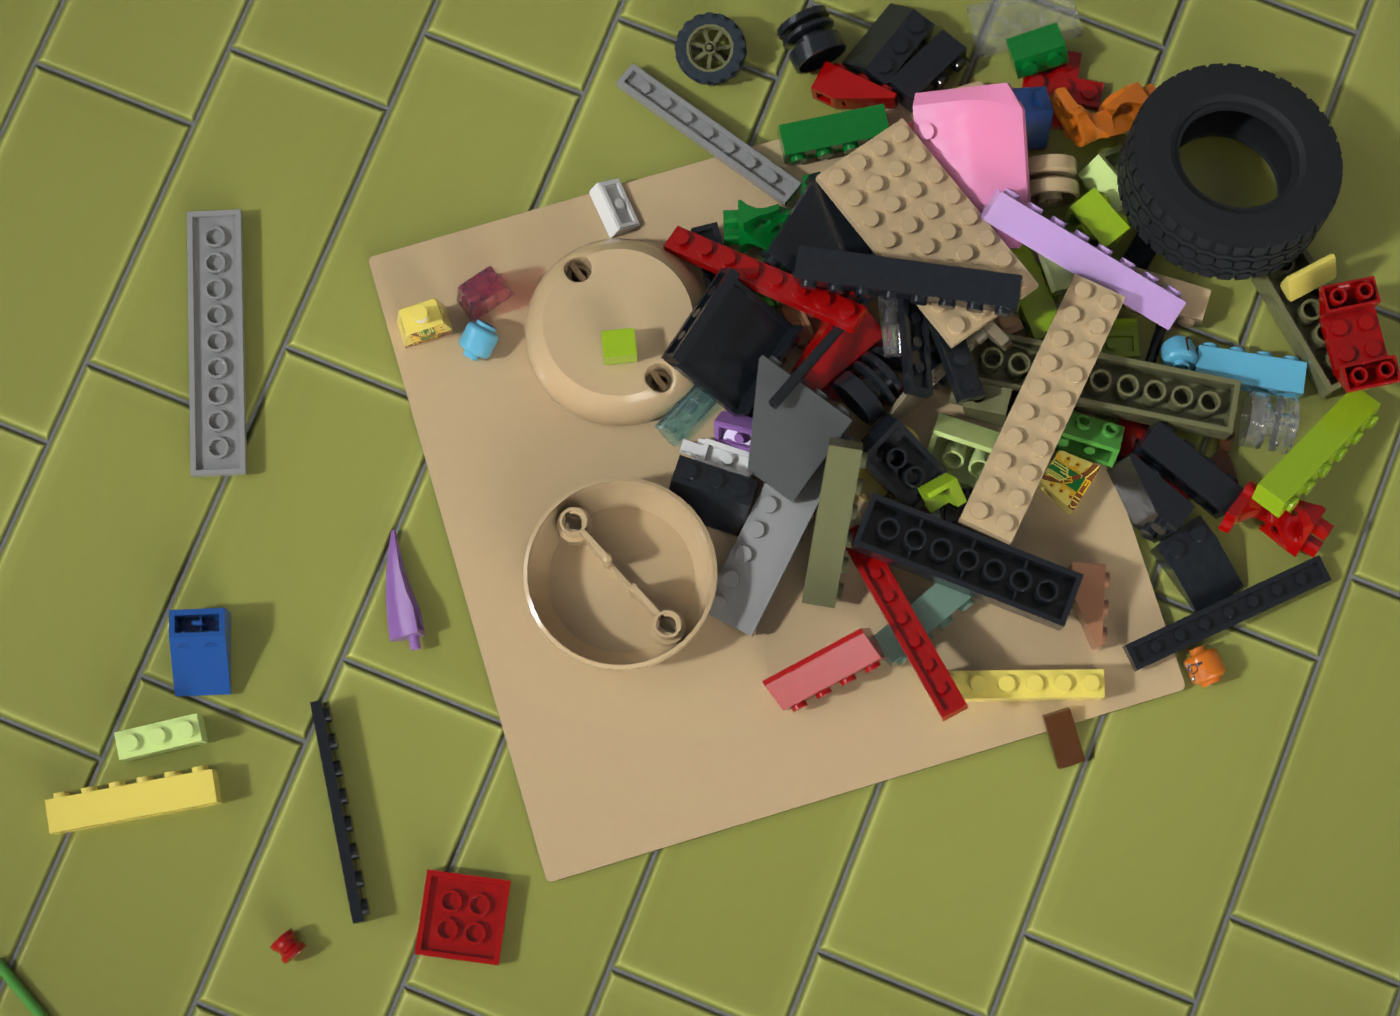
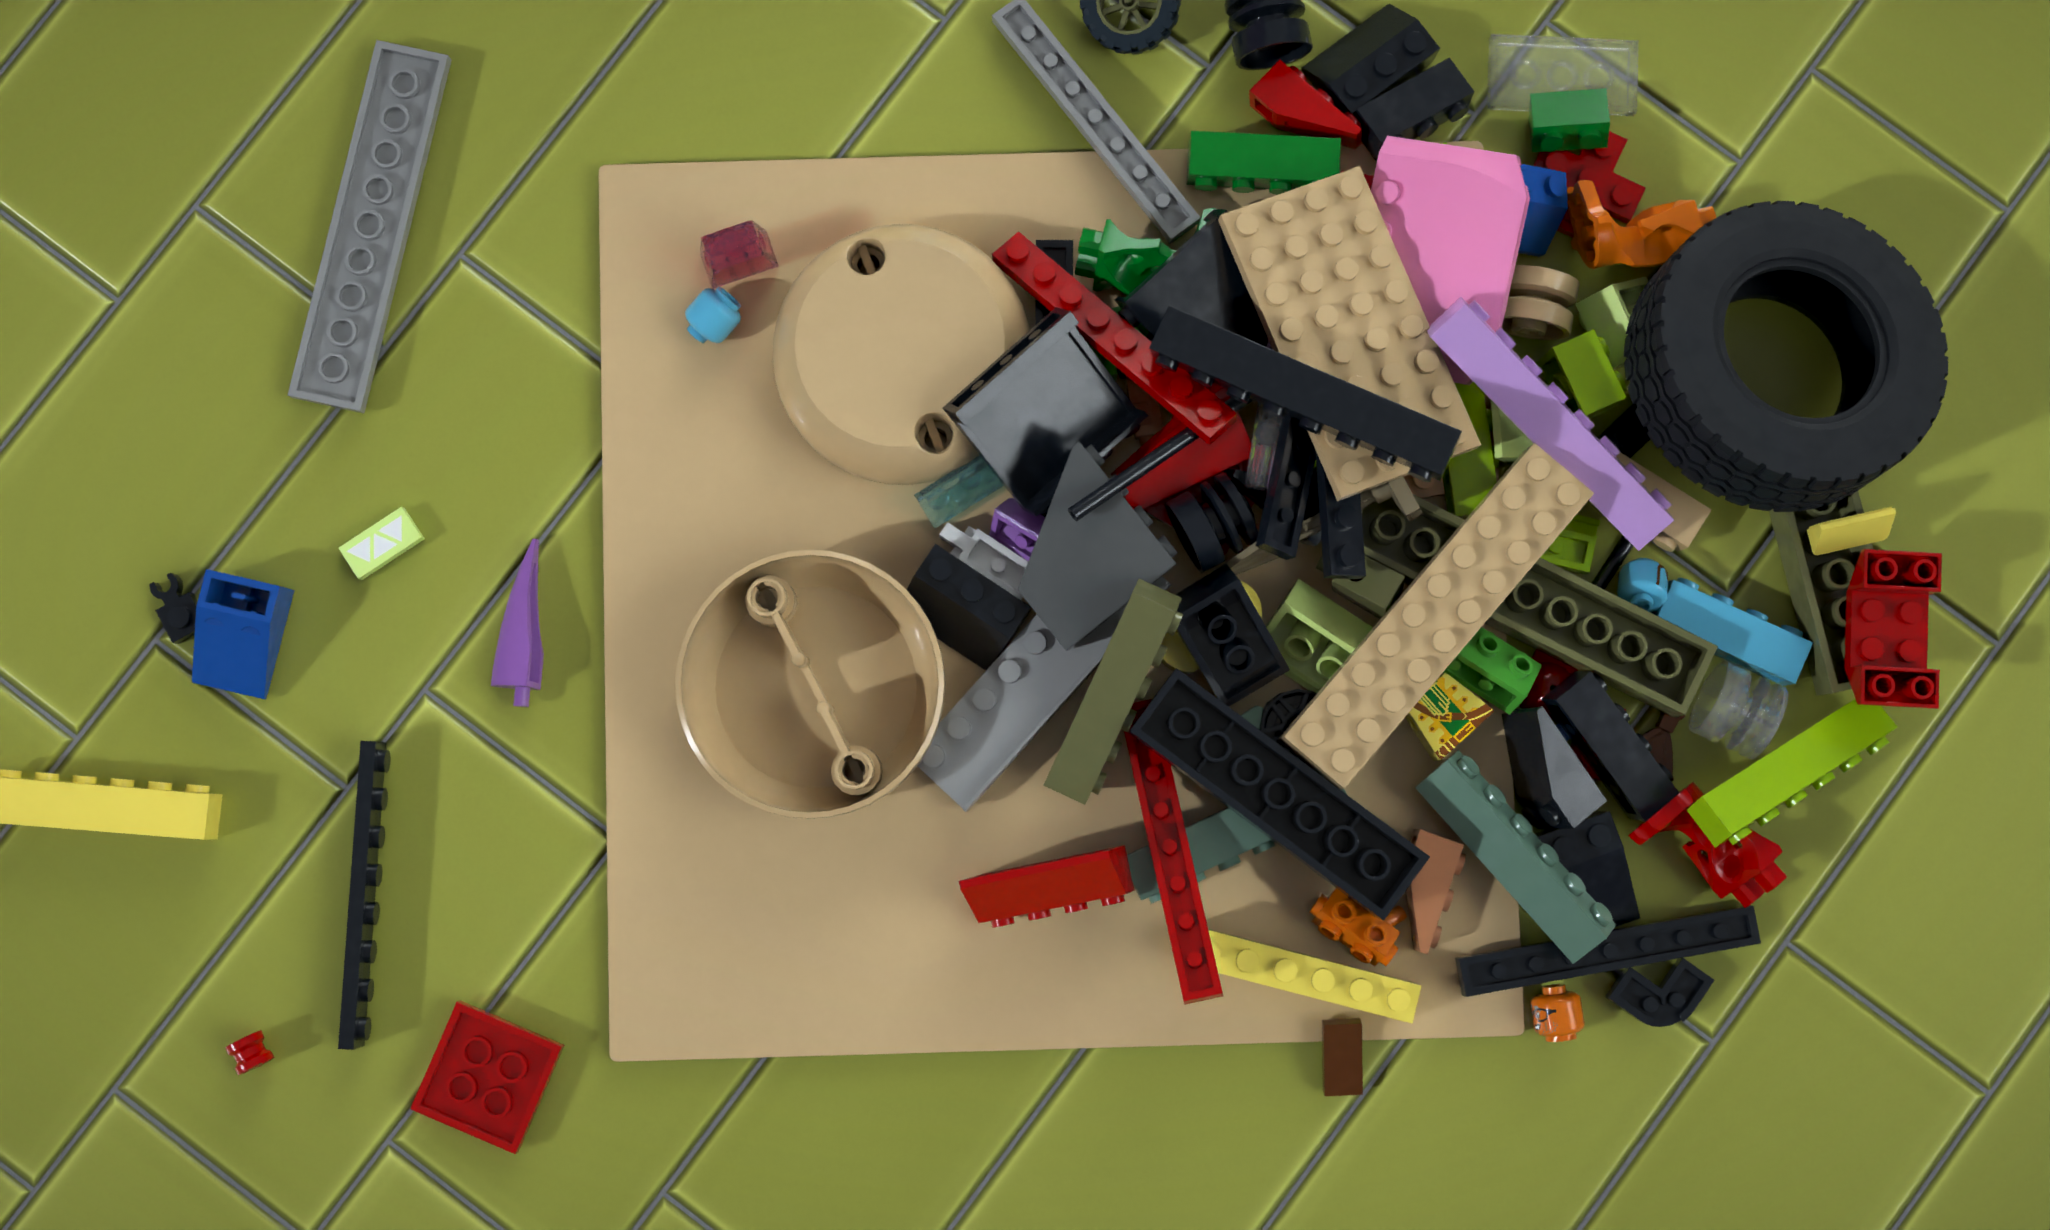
camera: 15 degrees right, 5 degrees up
(153, 650) = (179, 610): none -> black plate
(161, 737) = (156, 733): yellowish green brick -> none
(284, 562) = (381, 543): none -> yellowish green tile
(423, 322) = (646, 272): light yellow torso -> none
(614, 207) = (942, 183): white slope -> none
(619, 346) = (889, 377): lime panel -> none
(942, 491) = (1271, 688): lime panel -> none
(1048, 643) = (1365, 935): none -> orange brick
(1144, 562) = (1517, 856): none -> sand green brick
(1275, 641) = (1662, 1004): none -> black plate

